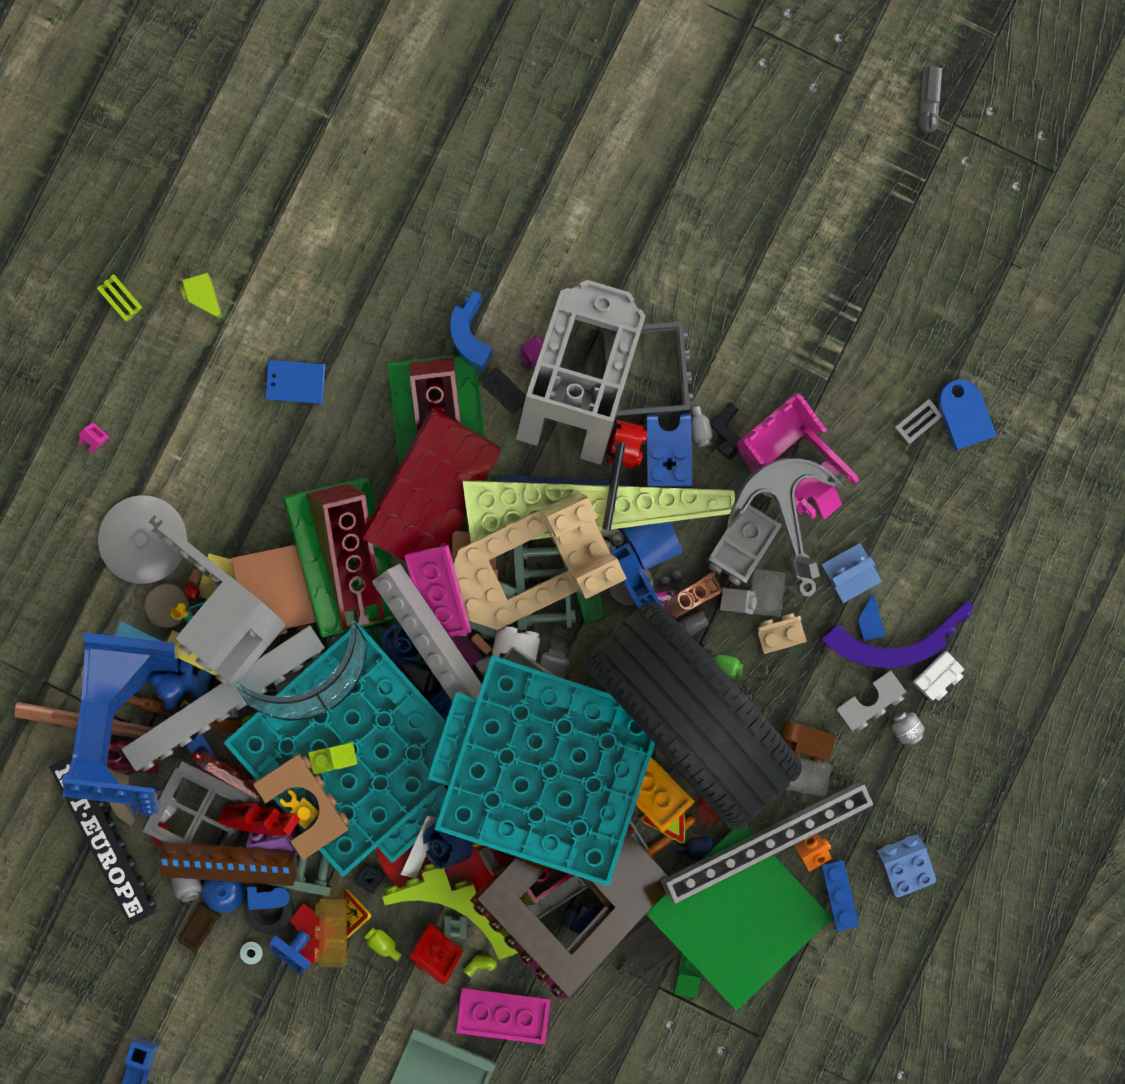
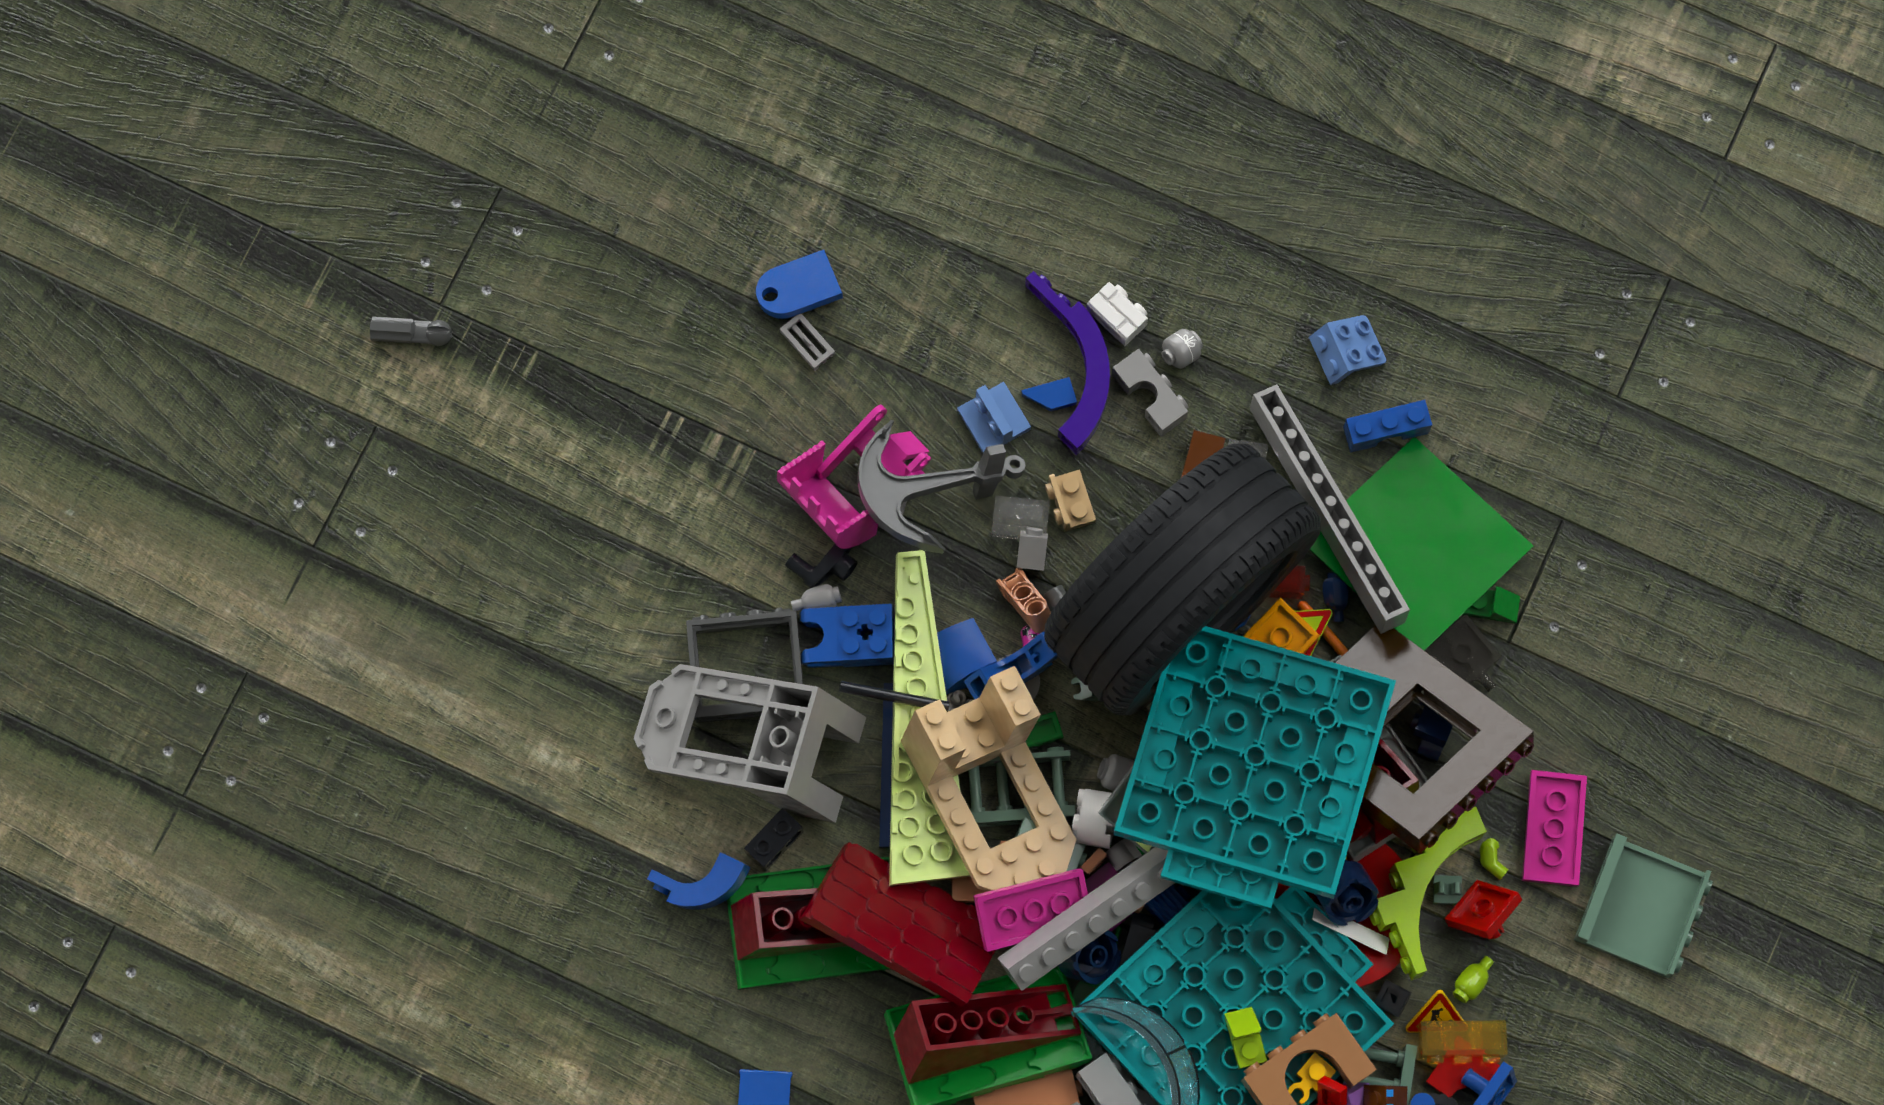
camera: 90 degrees left, 10 degrees down
(531, 351) = (724, 804): magenta head -> none
(633, 436) = (829, 677): red brick -> none
(676, 575) = (1001, 628): dark grey piece -> none
(743, 545) = (969, 548): light grey bracket -> none
(813, 851) = (1337, 455): orange brick -> none

